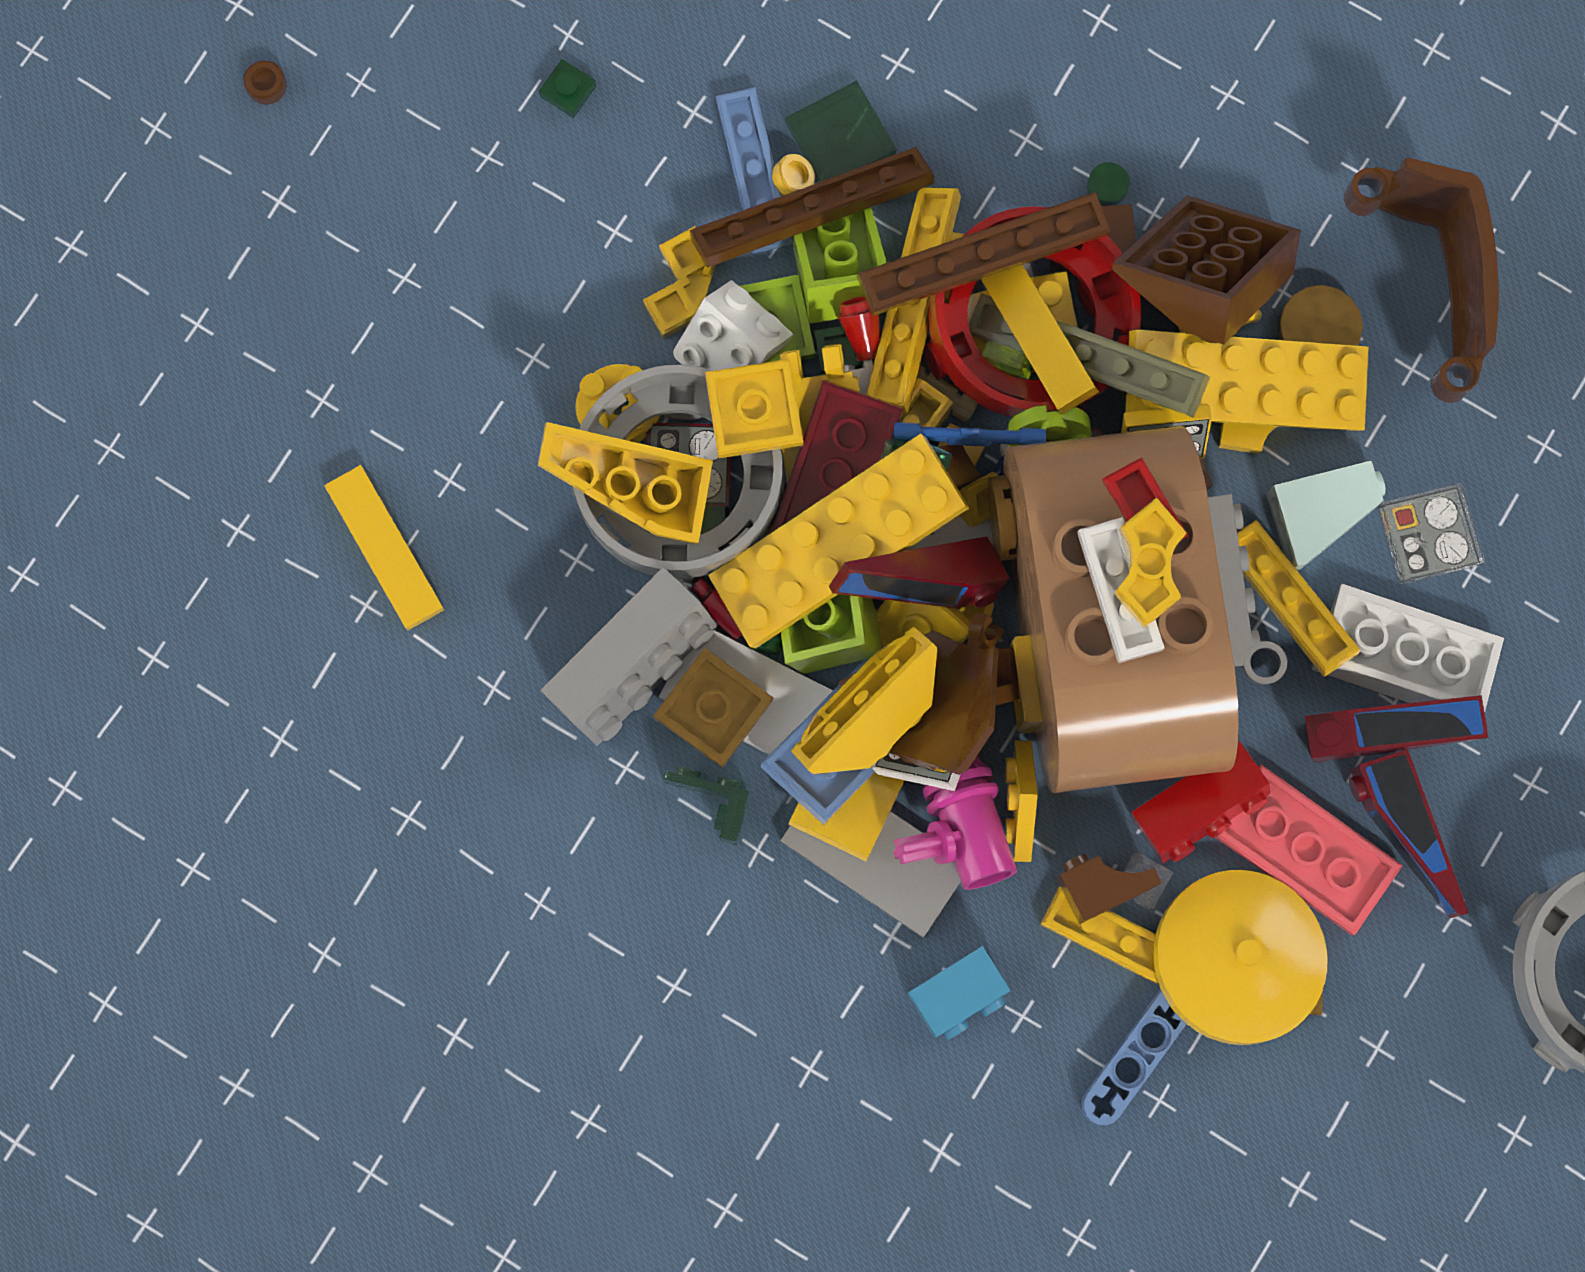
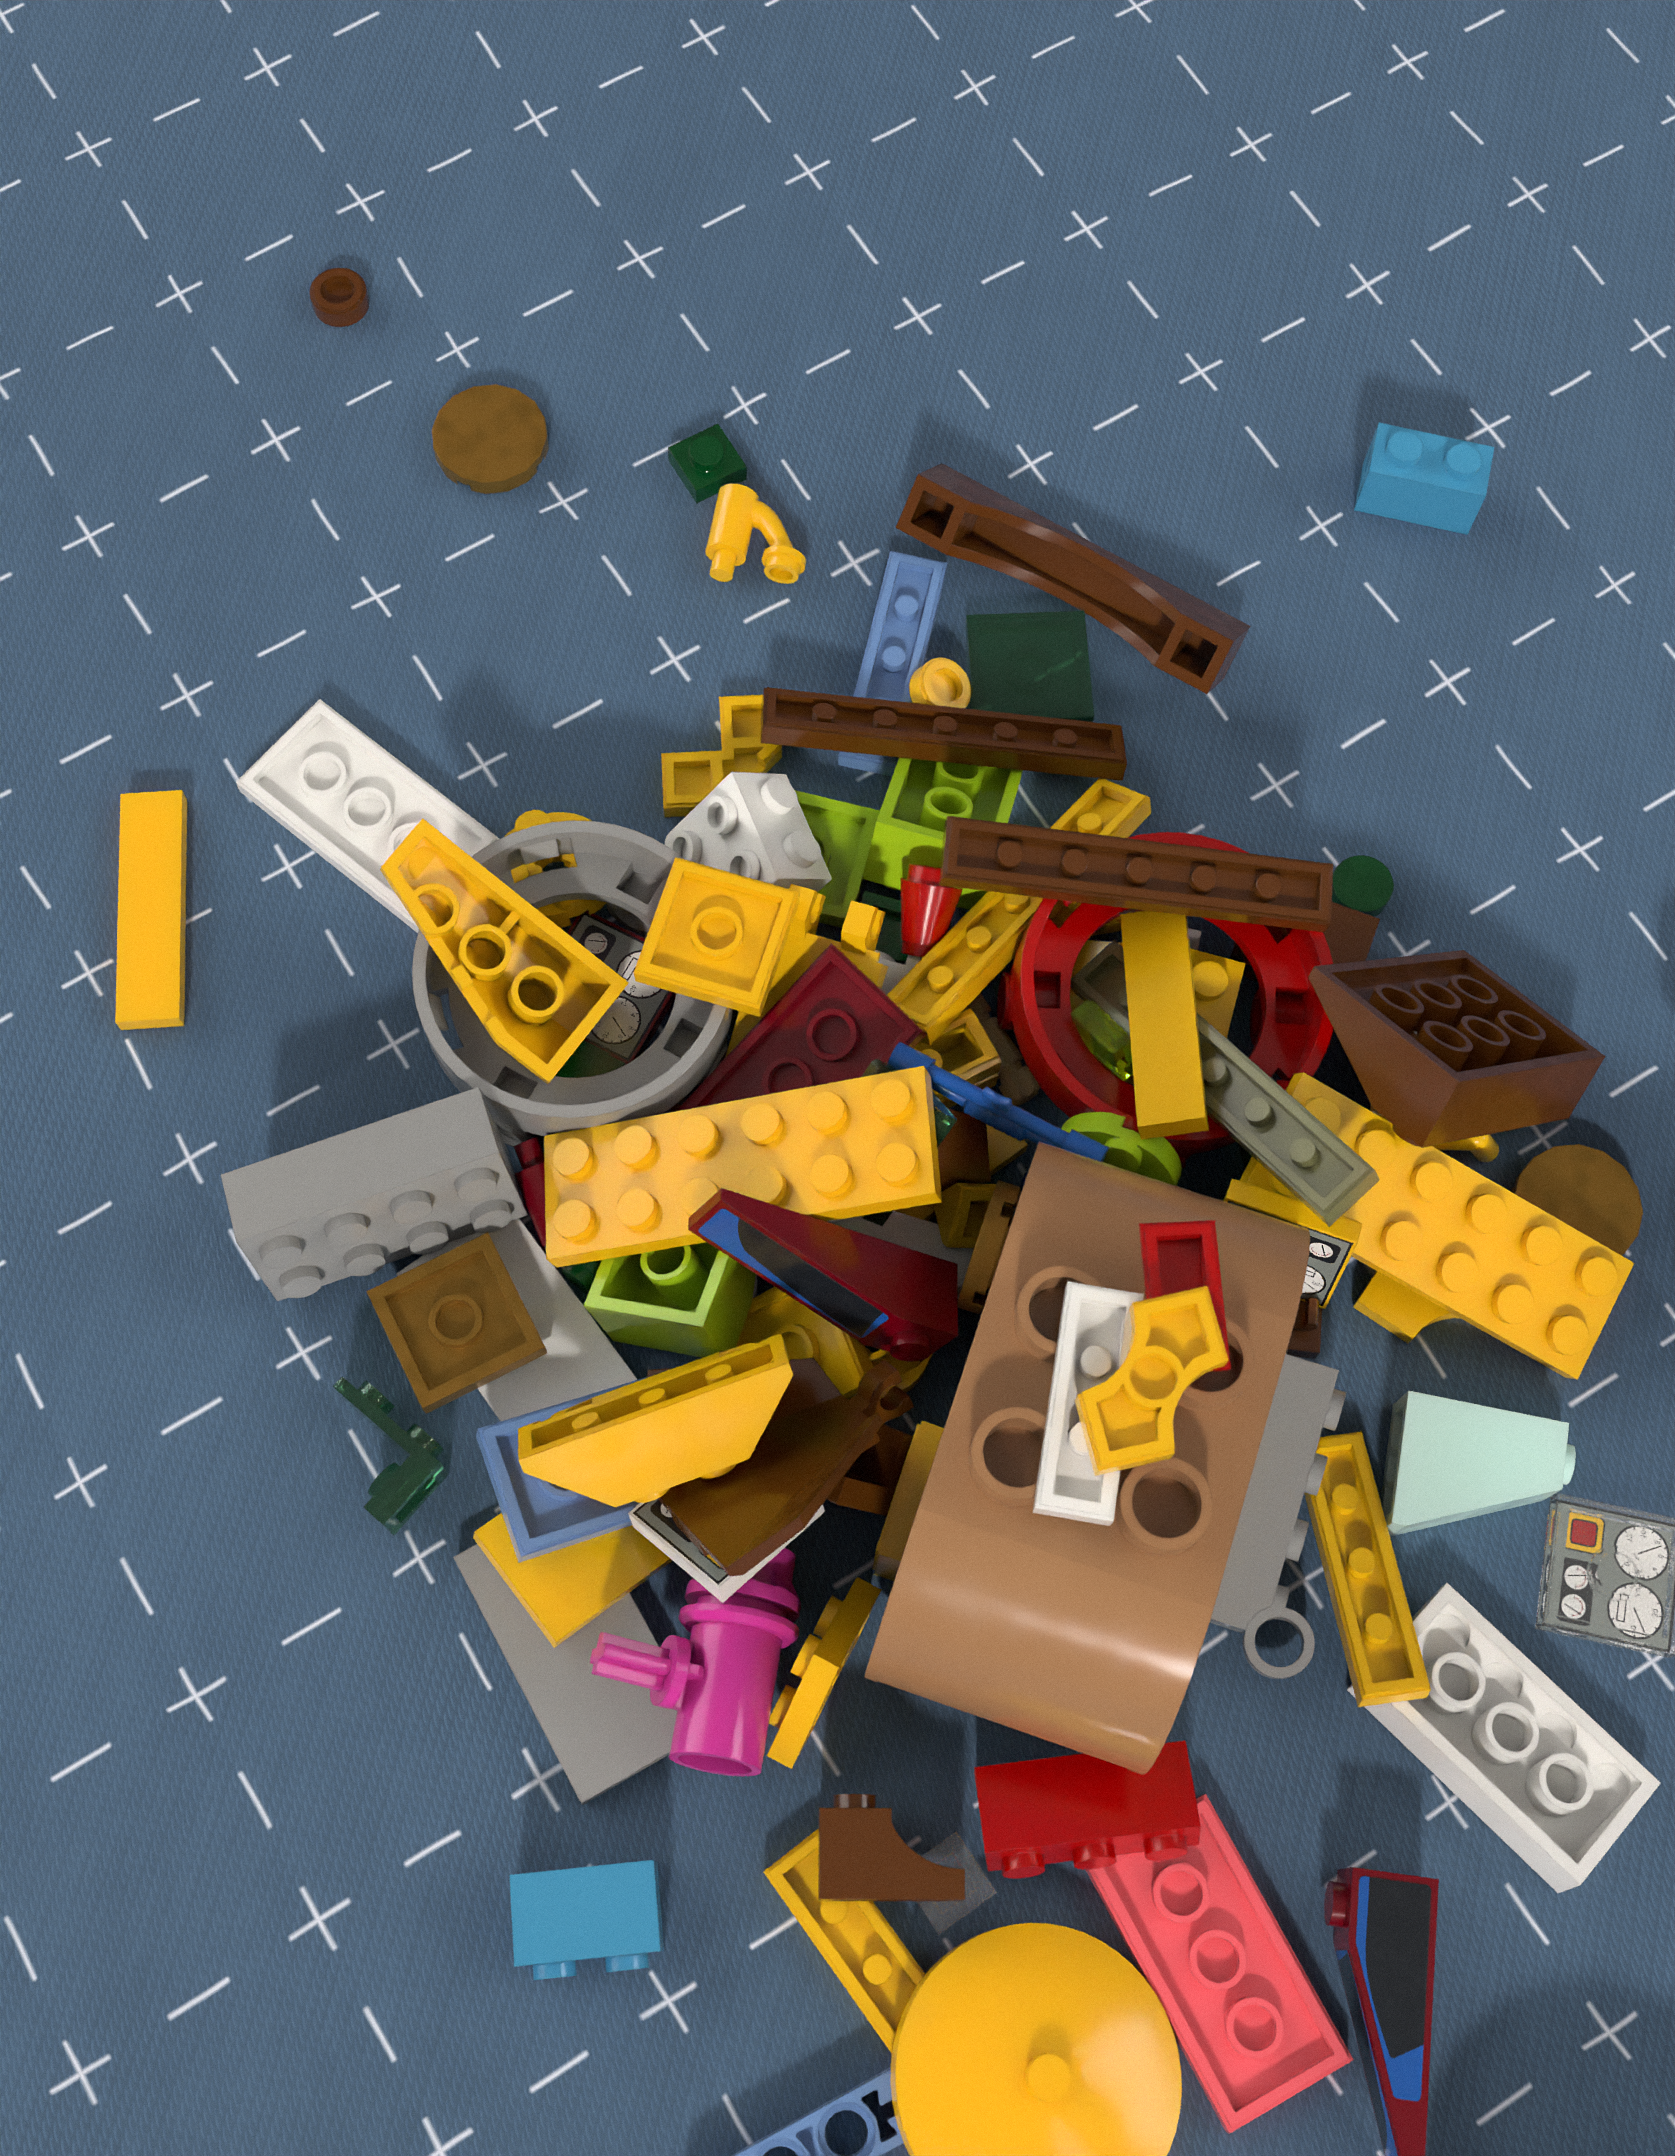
camera: 25 degrees right, 10 degrees down
(419, 136) = (490, 438): none -> pearl gold tile
(477, 423) = (352, 800): none -> white tile
(609, 133) = (730, 533): none -> yellow plant
(772, 54) = (1150, 614): none -> reddish brown arch
(1395, 728) = (1434, 1838): slope -> none

